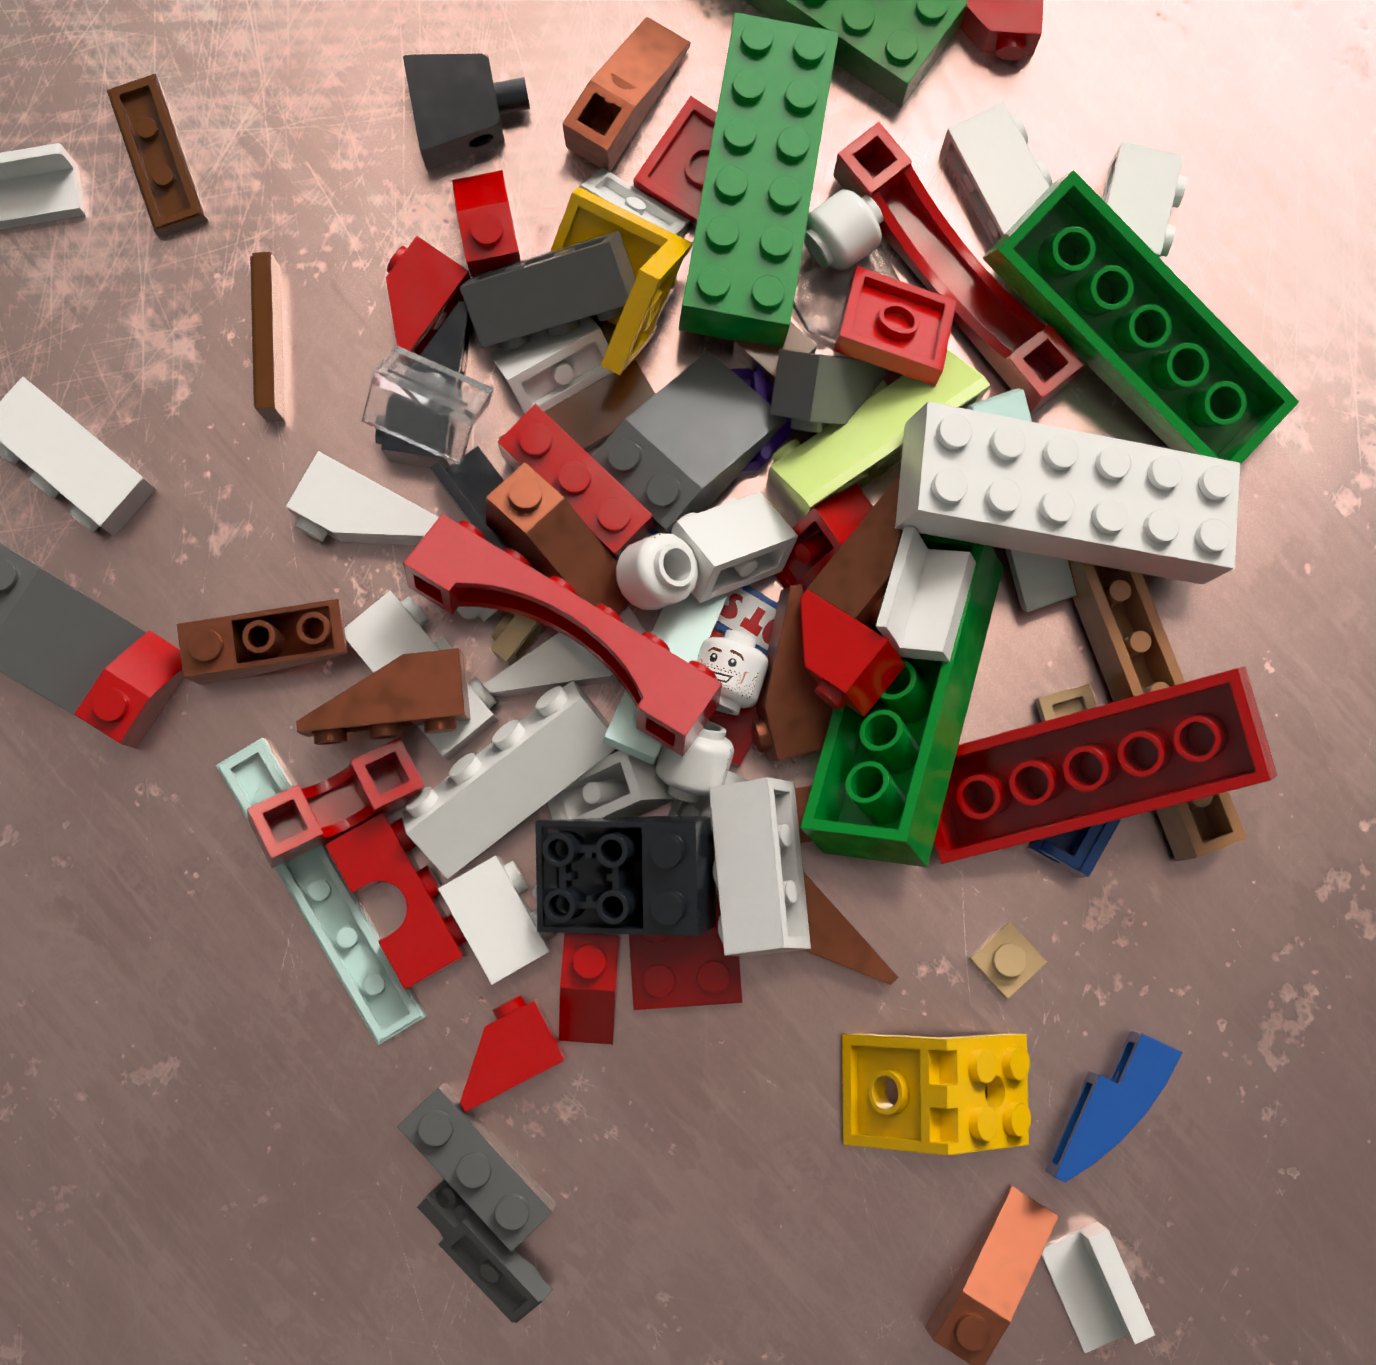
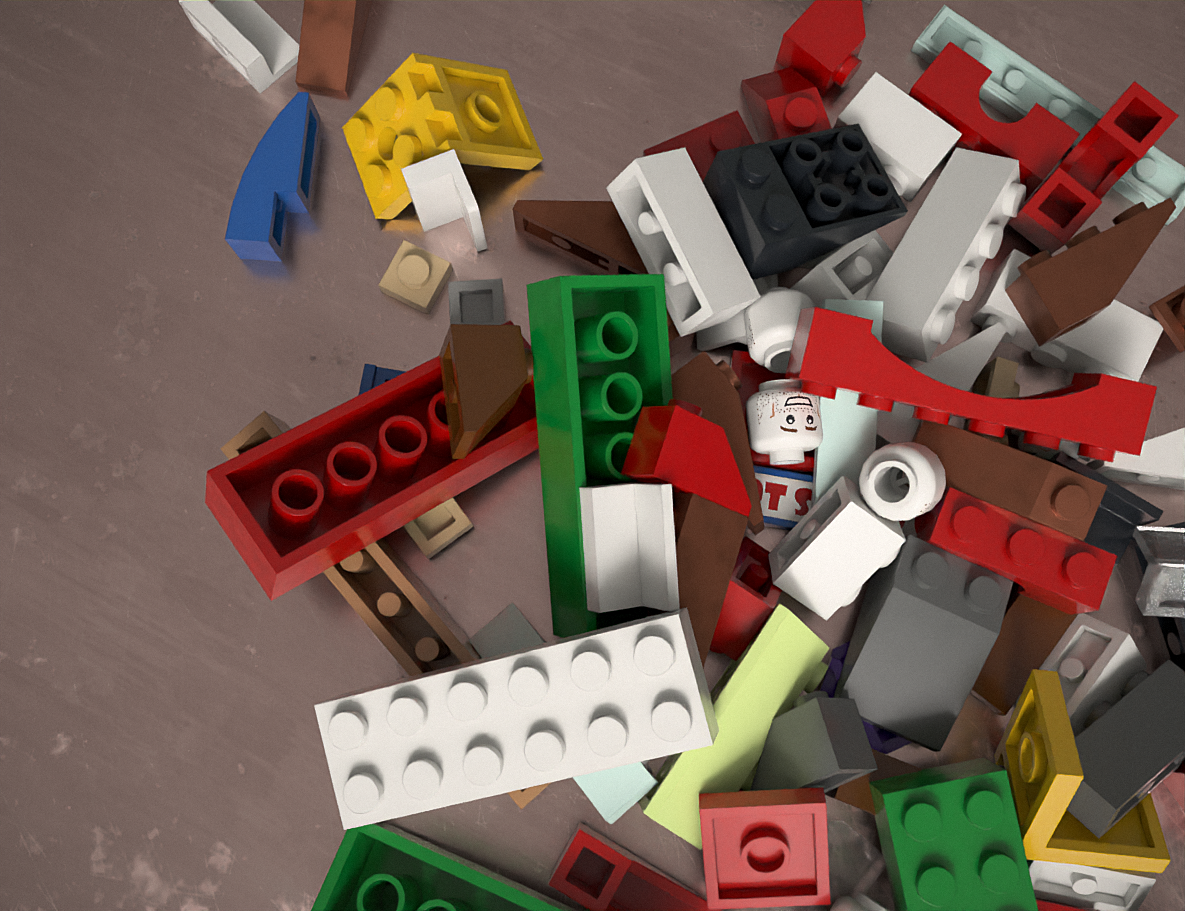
camera: 160 degrees right, 5 degrees down
(955, 1022) = (444, 195): none -> white panel
(961, 901) = (477, 302): none -> light grey plate
(997, 796) = (481, 379): none -> reddish brown slope

